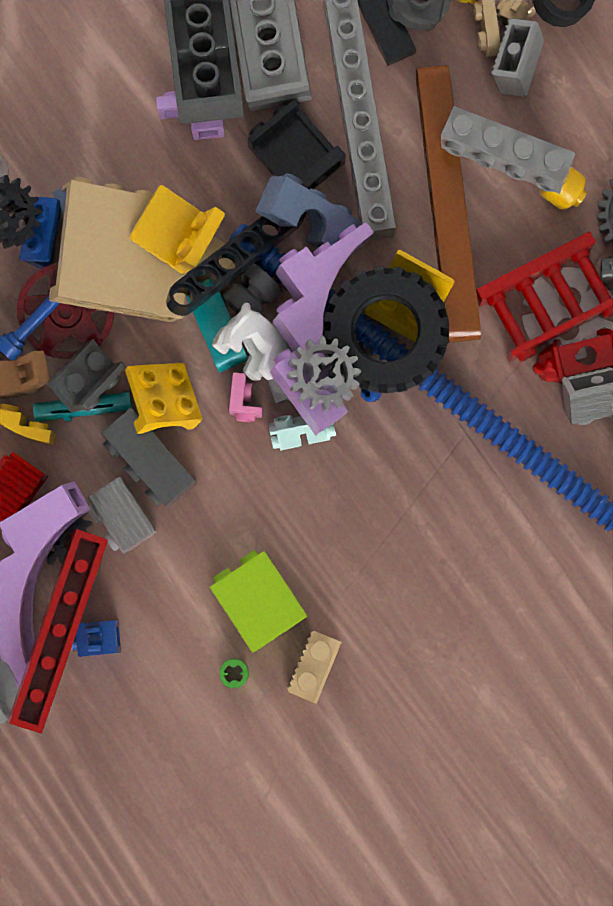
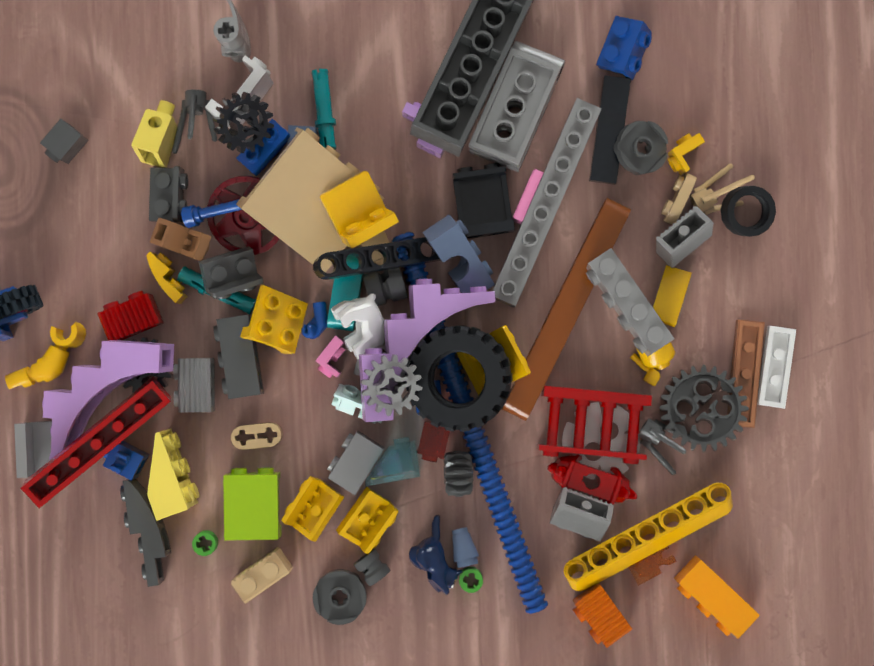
camera: 30 degrees right, 5 degrees up
(71, 152) = (325, 120): none -> teal pin
(153, 687) = (154, 537): none -> dark grey slope
(157, 630) = (169, 482): none -> light yellow slope
(207, 374) = (318, 323): none -> blue arm
(221, 535) = (256, 429): none -> tan beam
(321, 564) = (312, 508): none -> yellow bracket
(335, 489) = (356, 461): none -> light grey brick
(336, 115) = (527, 196): none -> bright pink tile
(378, 461) = (397, 463): none -> clear light blue slope
(386, 540) = (368, 520): none -> yellow bracket
(400, 417) = (433, 442): none -> clear red brick
(408, 657) = (330, 608): none -> dark grey plate
(421, 586) = (372, 567): none -> dark grey wheel
(447, 433) = (458, 473): none -> dark grey gear
(475, 537) = (431, 558): none -> dark blue animal
(502, 507) = (463, 548): none -> sand blue cone
(526, 545) = (463, 583): none -> bright green bush
(542, 118) = (671, 294): none -> yellow slope
(576, 214) = (652, 375): none -> yellow hand

